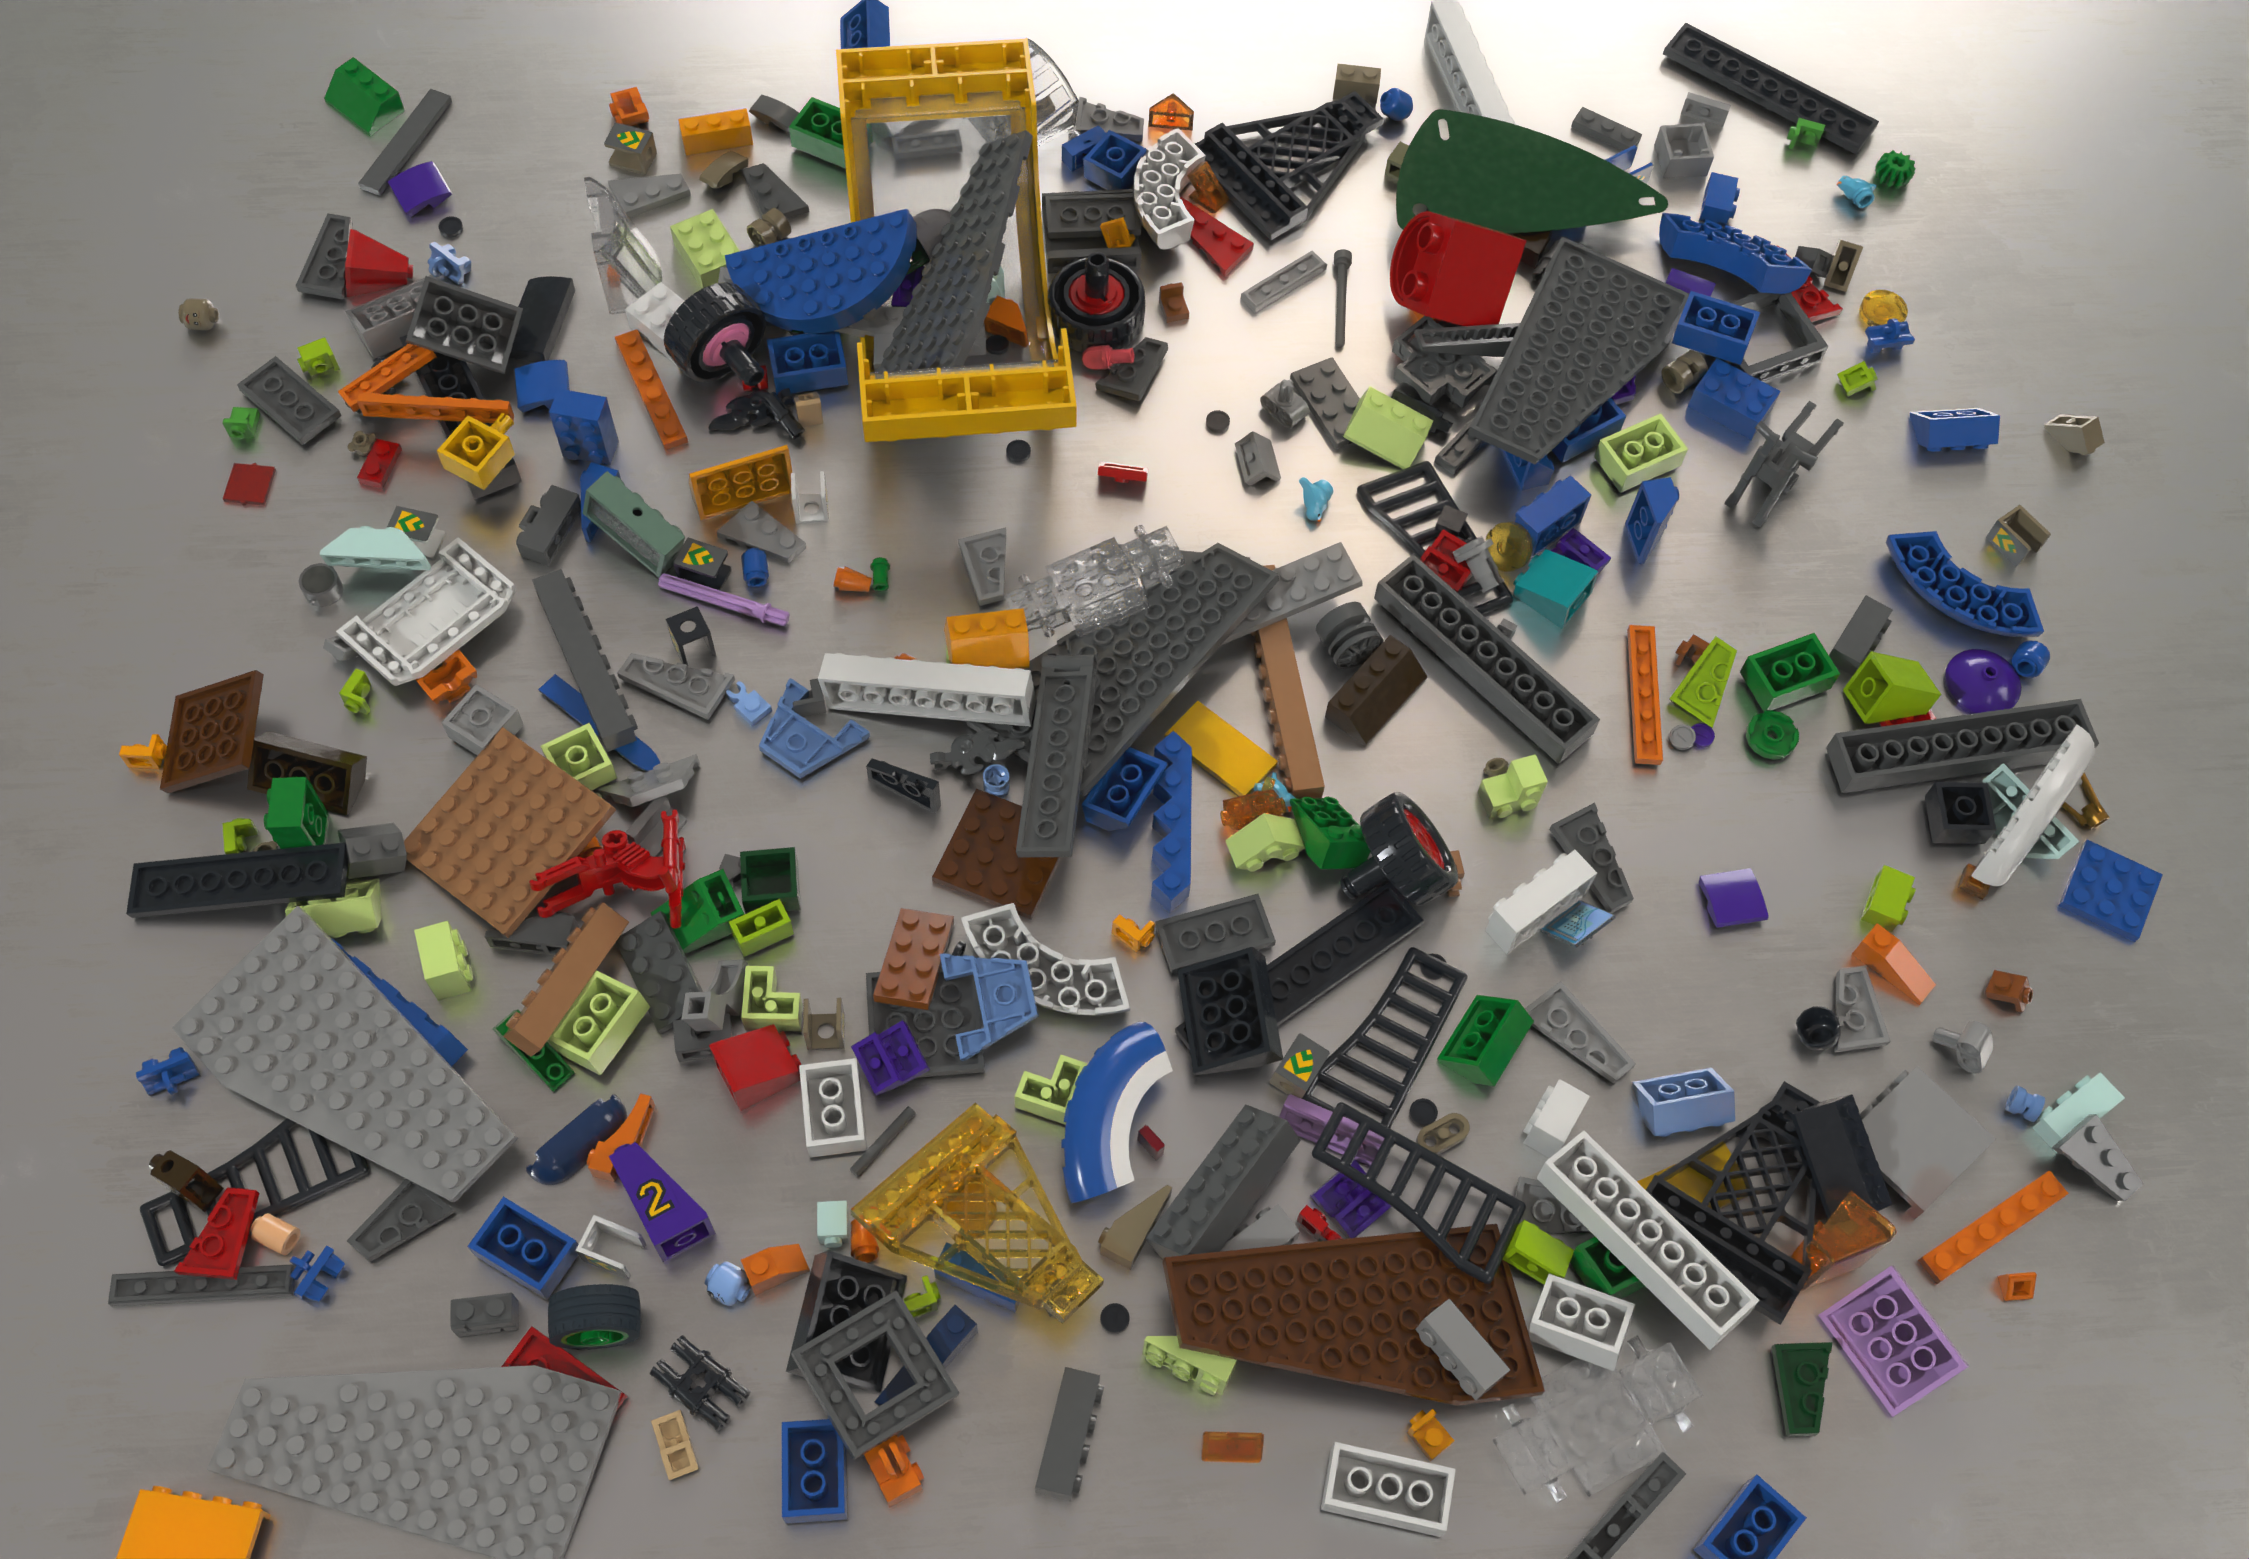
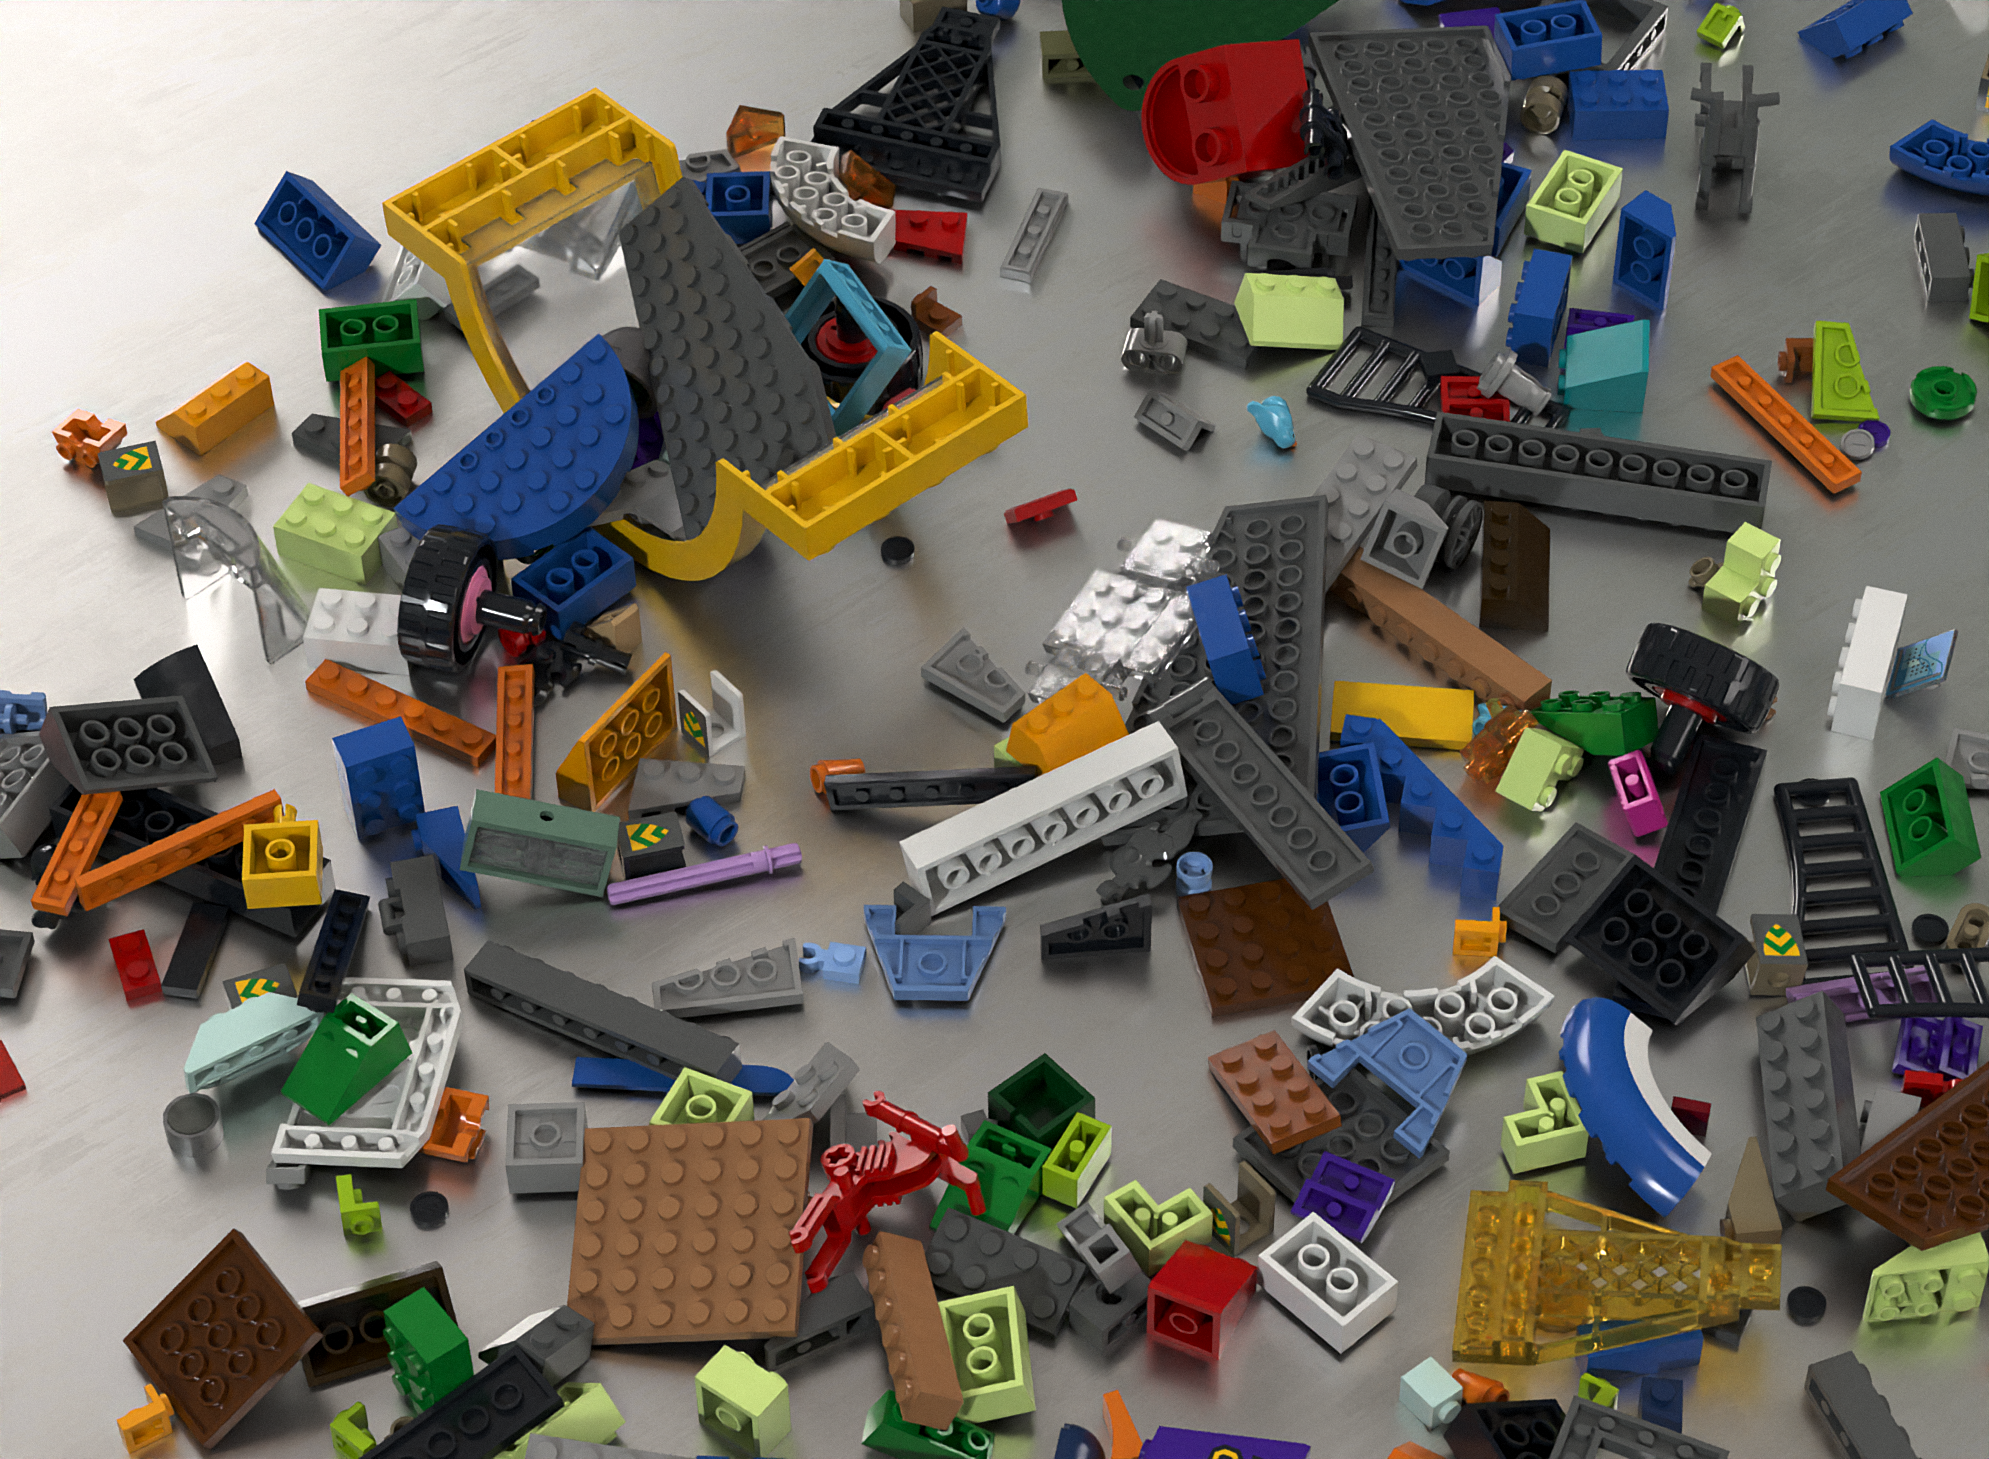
camera: 30 degrees left, 15 degrees down
(362, 443) = (94, 954): dark tan plate -> none
(401, 718) = (429, 1209): none -> black piece
(413, 476) = (195, 950): none -> black tile
(416, 598) = (345, 1059): none -> green slope
(467, 524) = (333, 951): none -> black plate
(539, 383) = (265, 767): blue slope -> none
(682, 638) = (702, 929): black piece -> none
(687, 450) = (515, 731): none -> orange plate
(721, 170) = (269, 444): dark tan slope -> none
(771, 187) = (357, 426): none -> orange plate
(774, 111) = (277, 353): dark grey slope -> none
(821, 181) = (400, 400): none -> red plate
(880, 574) = (856, 745): green pin -> none
(885, 1138) = (1405, 1290): dark grey bar -> none
(886, 624) = (923, 787): none -> black tile
(1082, 258) = (839, 279): none -> medium azure window
(1125, 638) = (1224, 639): none -> blue brick
(1217, 421) = (1092, 407): black piece -> none
(1307, 631) = (1405, 538): none -> light grey slope
(1311, 899) = (1637, 793): none -> dark pink brick
(1342, 261) = (1082, 182): dark grey piece -> none
(1497, 316) = (1323, 134): none -> black pin
(1511, 546) = (1534, 350): clear yellow tile -> none
(1587, 836) = (1843, 582): dark grey wing -> none
(1789, 672) = (1910, 324): green brick -> none

